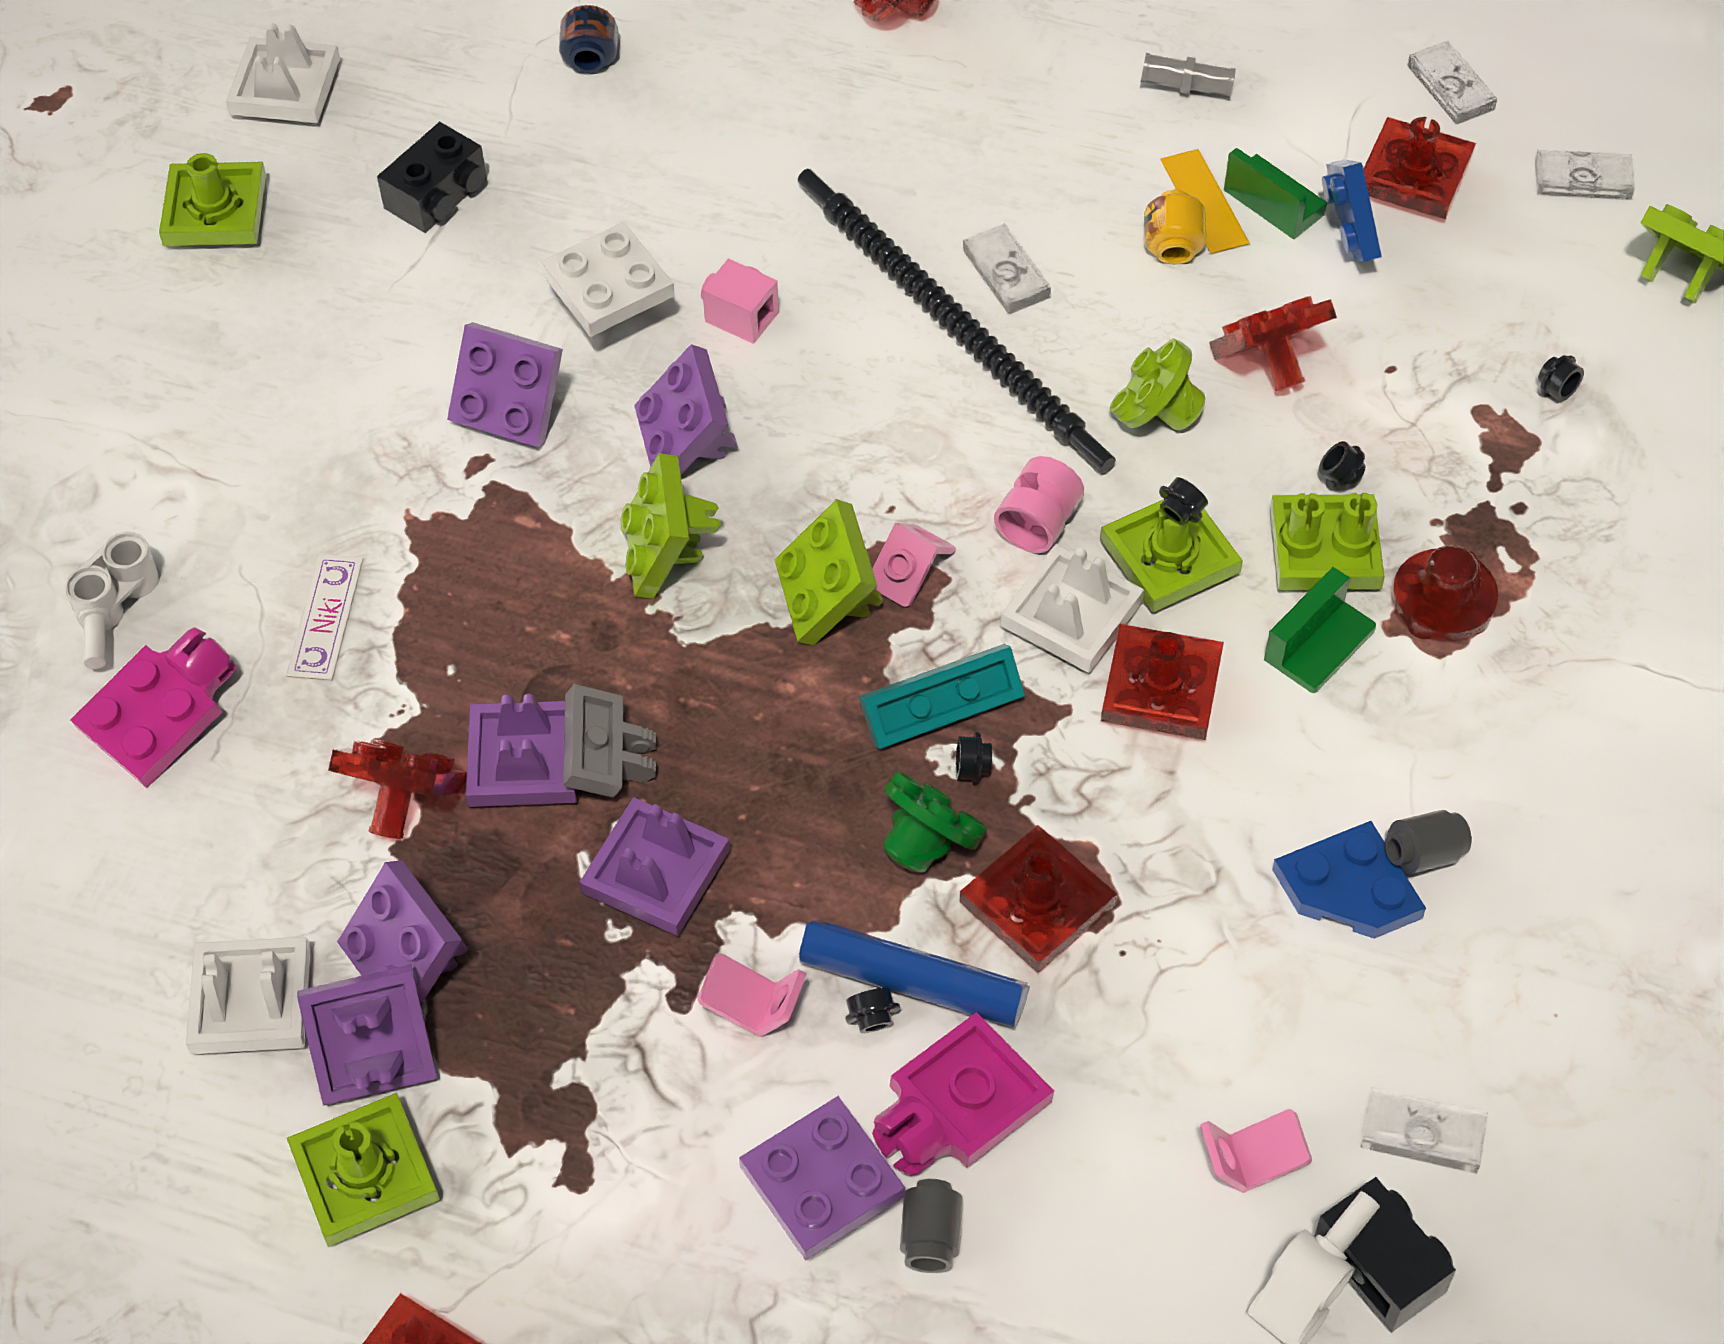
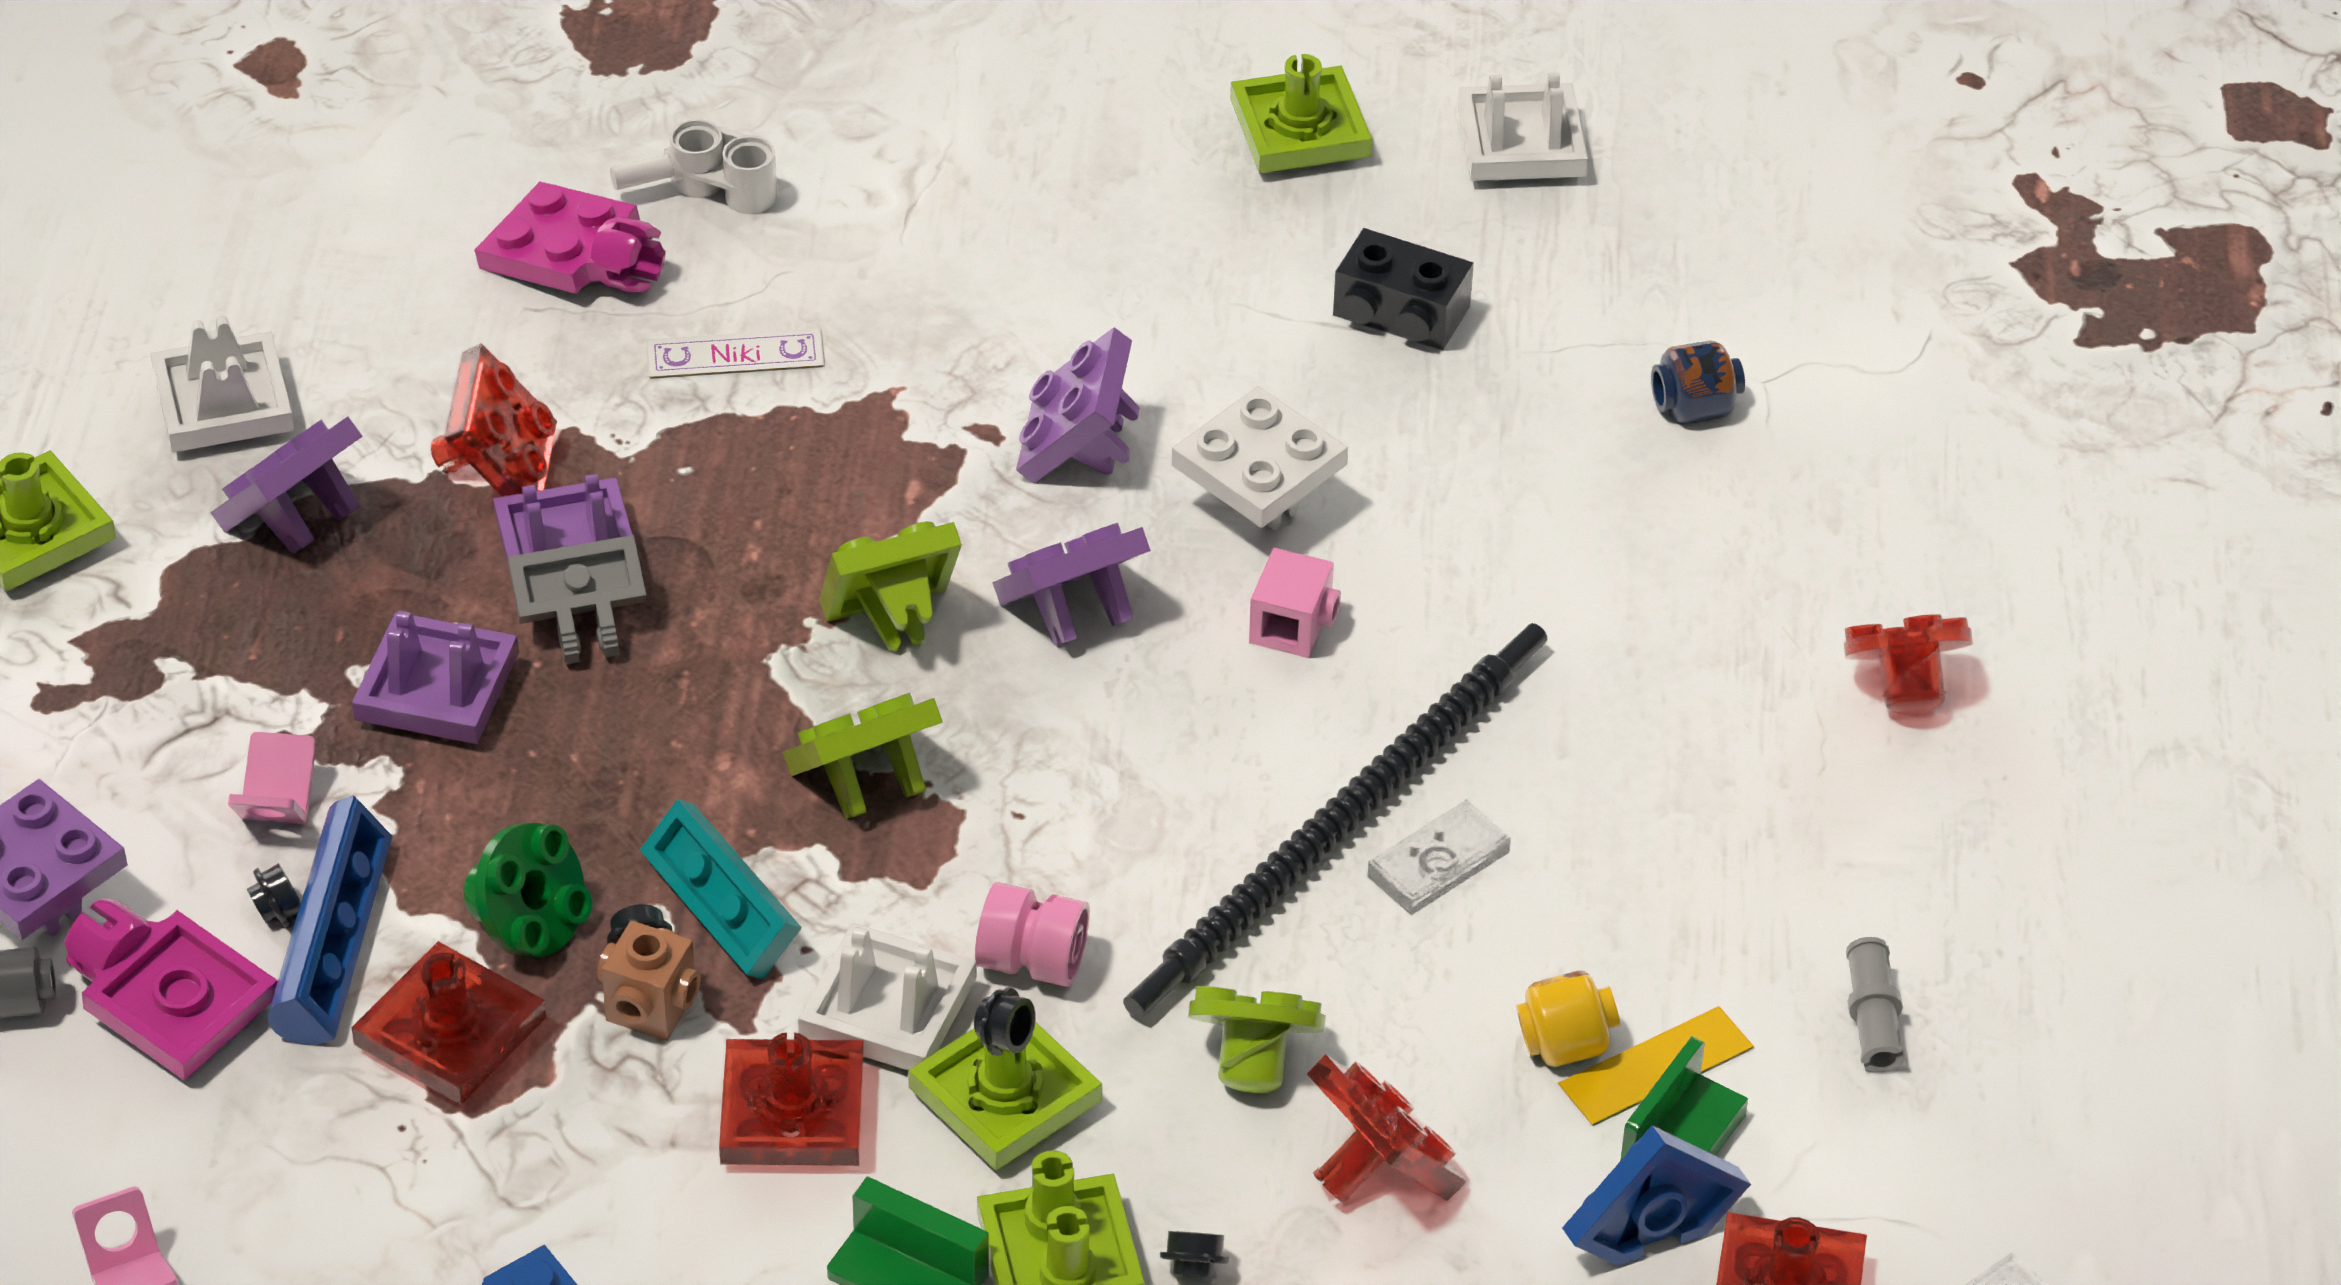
camera: 75 degrees right, 10 degrees down
(367, 1034) = (168, 476): medium lavender plate -> none
(906, 561) = (929, 821): bright pink bracket -> none
(1032, 751) = (648, 979): none -> nougat brick

